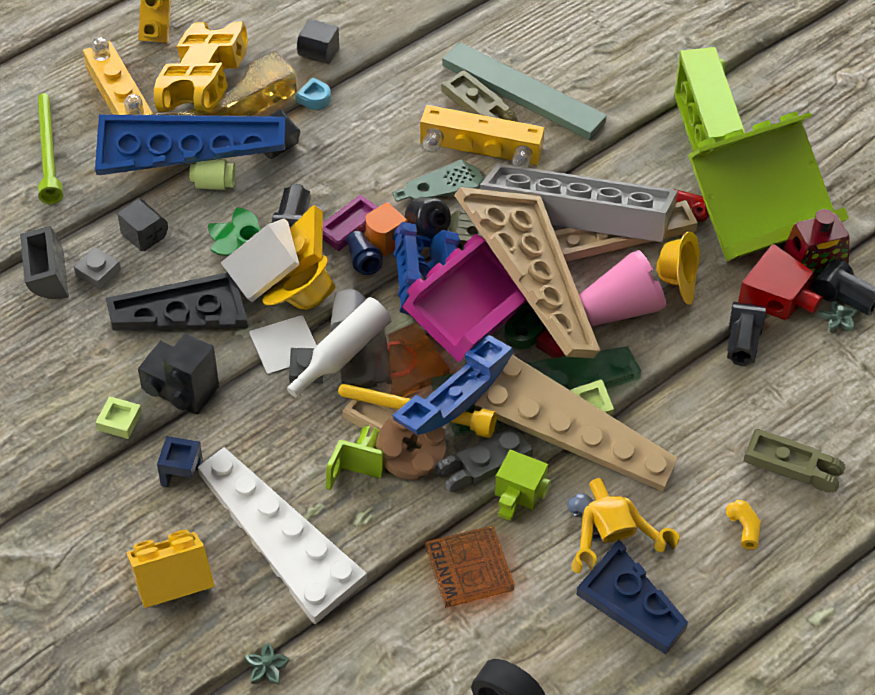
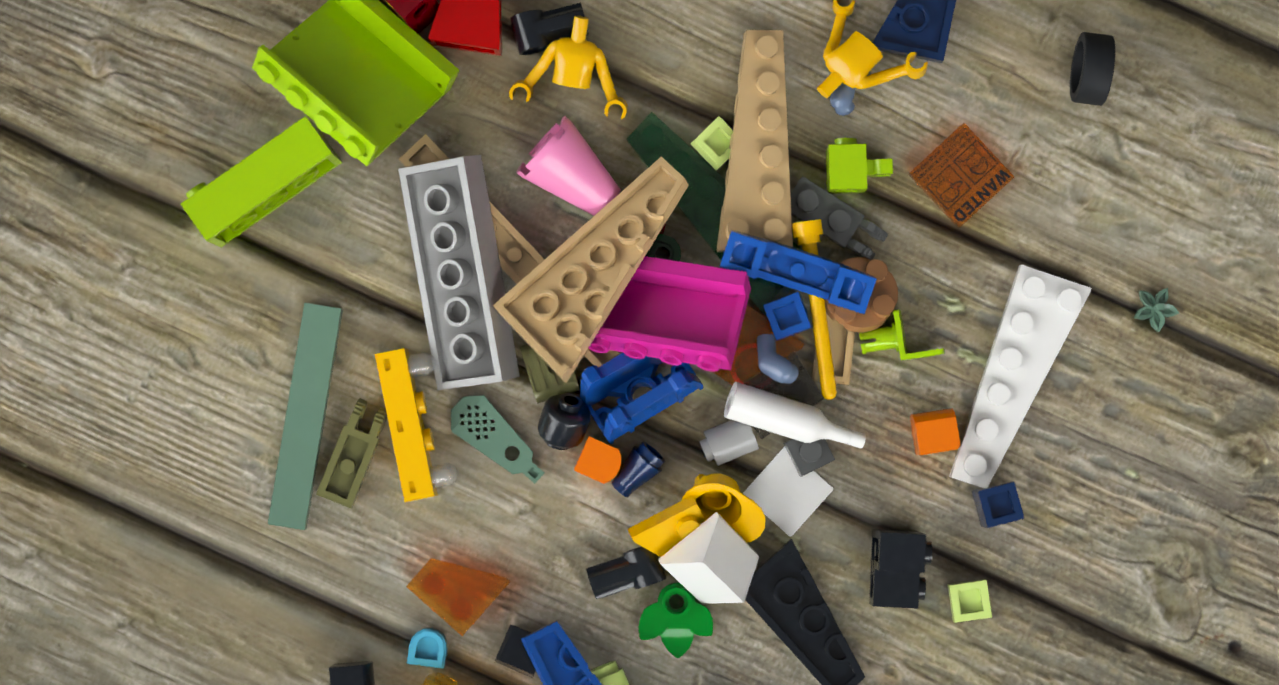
camera: 110 degrees left, 35 degrees up
(170, 568) = (1111, 449): yellow slope -> none
(266, 448) = (935, 431): none -> orange piece
(343, 120) = (456, 591): none -> clear orange wing
(346, 221) = (597, 509): magenta tile -> none
(391, 352) = (773, 364): none -> sand blue arm
(421, 382) = (787, 316): none -> blue tile
(680, 264) = (500, 129): yellow piece -> none
(695, 203) = (388, 159): red arm -> none
(705, 329) = (574, 66): none -> yellow piece

